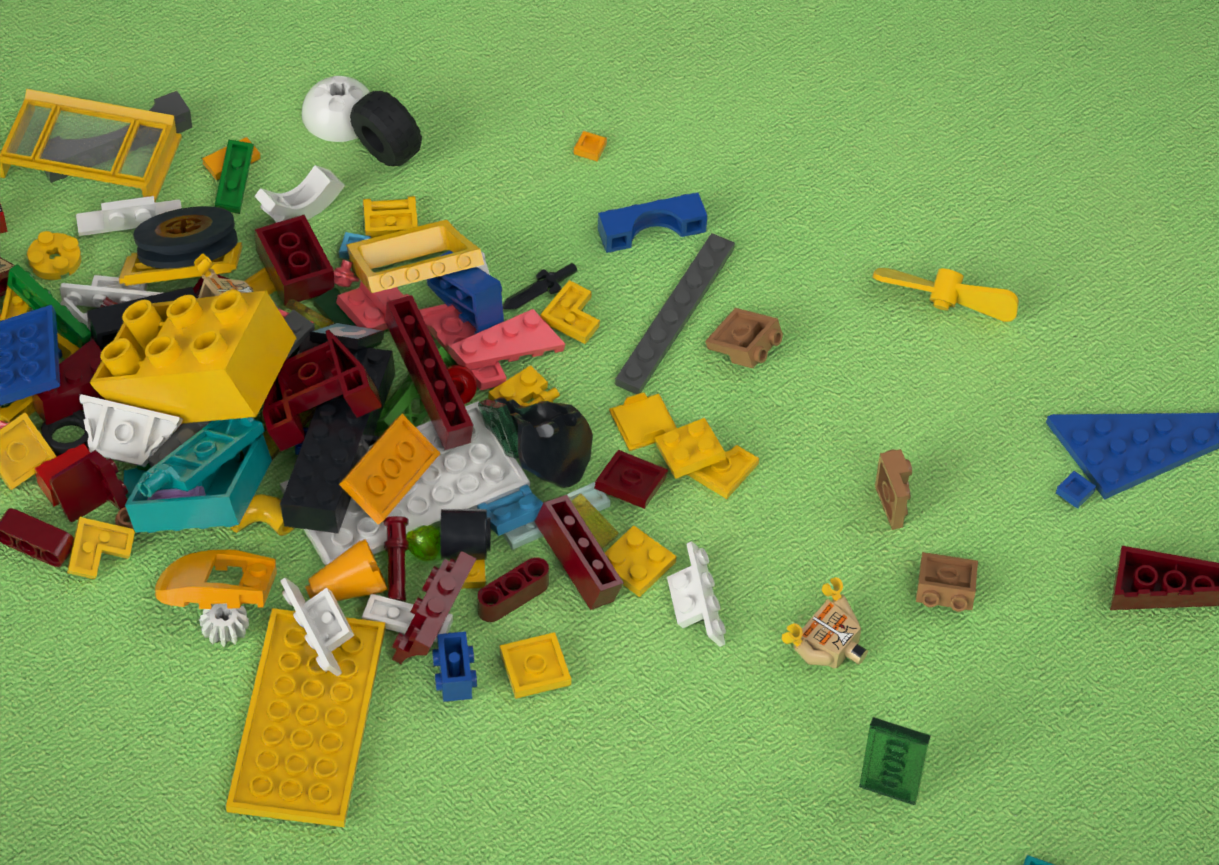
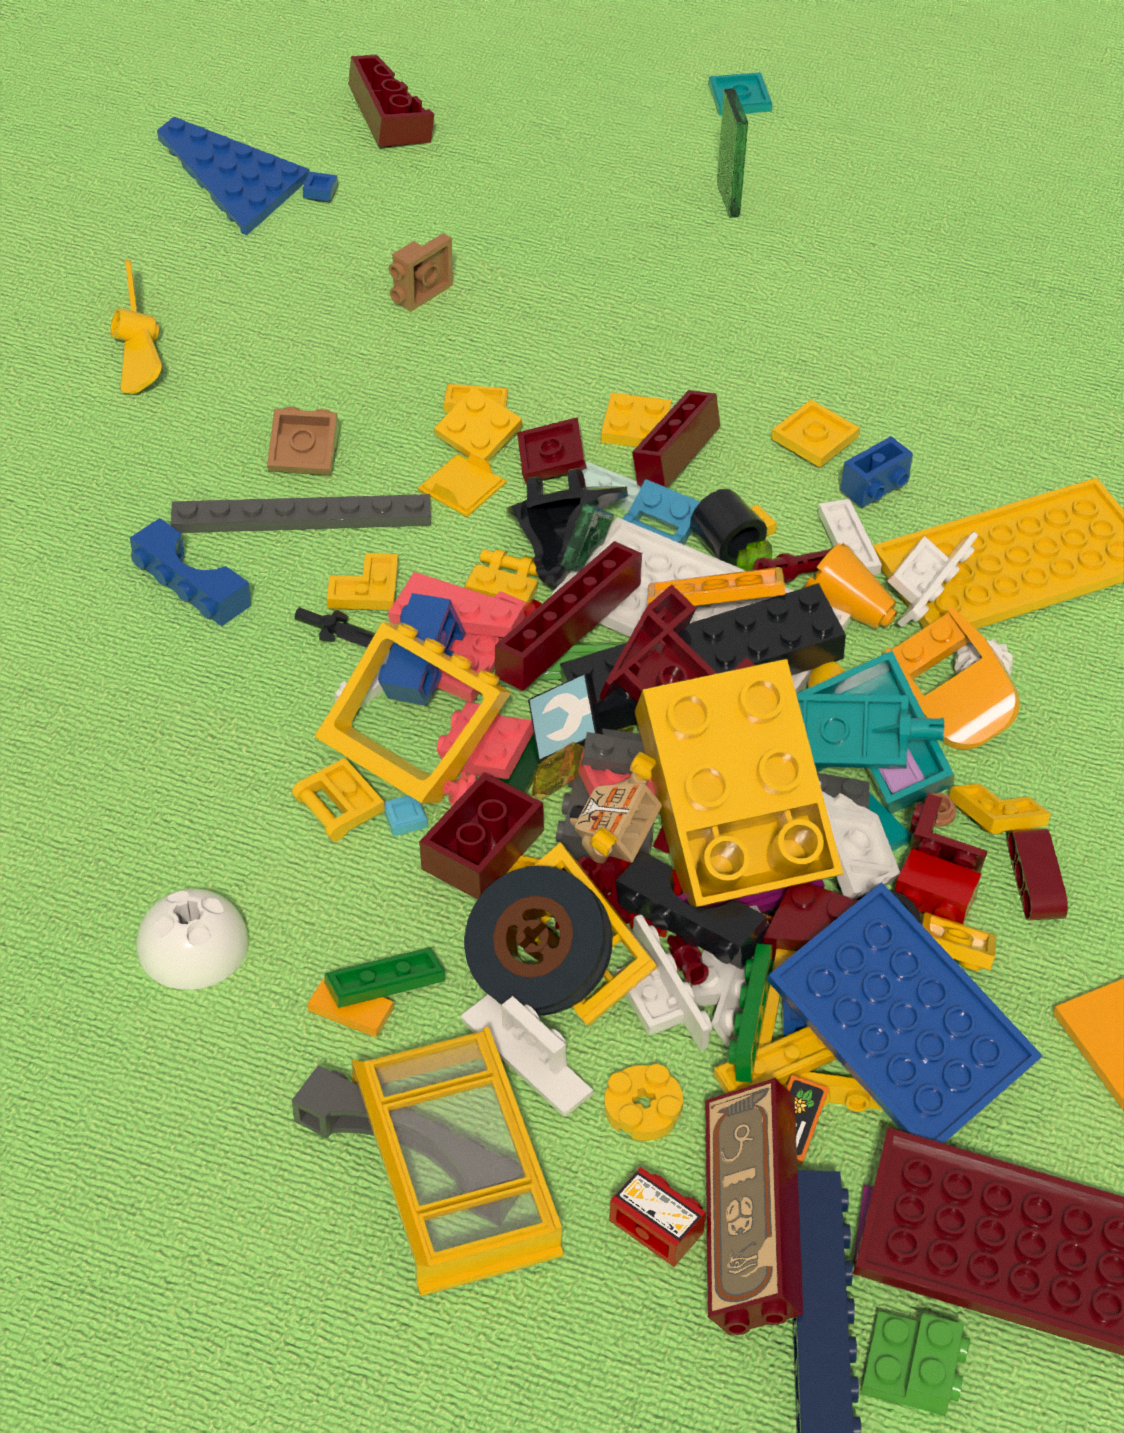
camera: 120 degrees left, 5 degrees down
(307, 199) = (376, 887): white arch -> none
(386, 128) = (223, 833): black tyre -> none
(431, 611) = (831, 498): dark red bracket -> none
(508, 600) = (751, 478): dark red beam -> none
(590, 146) = (97, 679): light orange tile -> none
(597, 524) = (621, 463): clear yellow tile -> none
(694, 595) = (645, 366): white bracket -> none
(830, 633) = (612, 268): tan torso -> none
(947, 581) = (492, 220): medium nougat plate -> none

